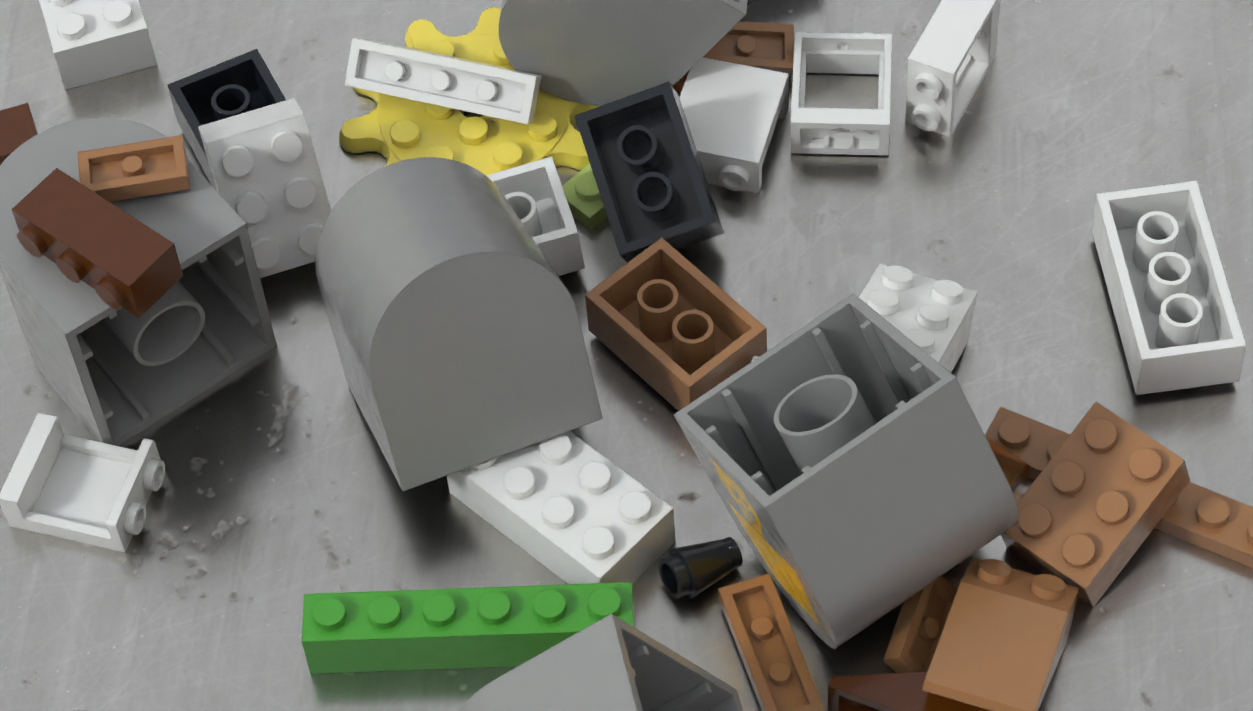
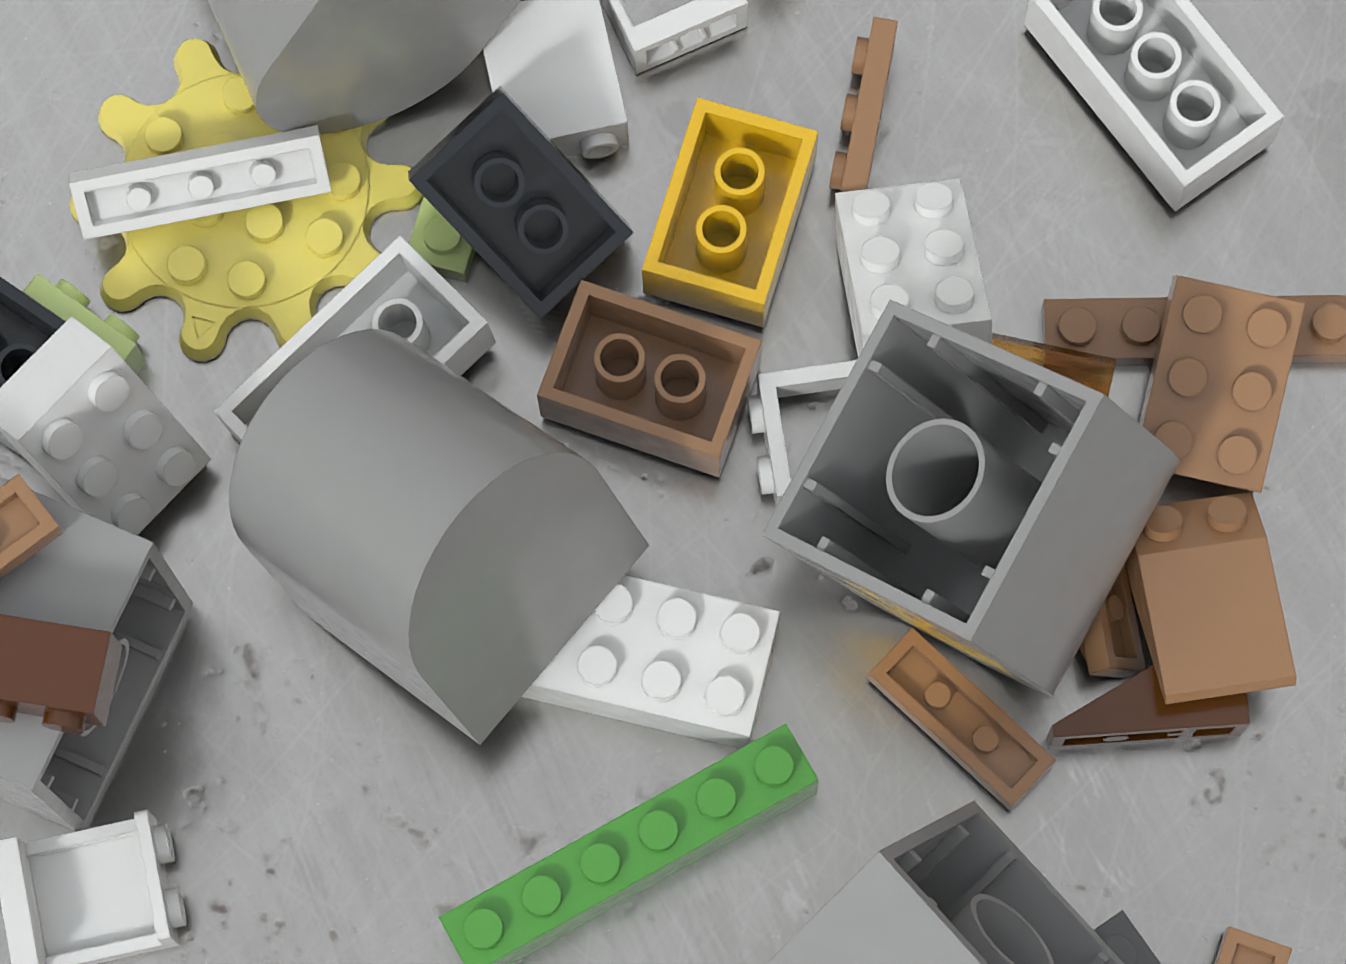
camera: 30 degrees left, 20 degrees up
(327, 153) = (68, 301): none -> yellowish green plate
(698, 566) = (829, 653): black cone -> none
(799, 250) = (729, 212): none -> yellow brick
(944, 229) = (864, 111): none -> medium nougat plate

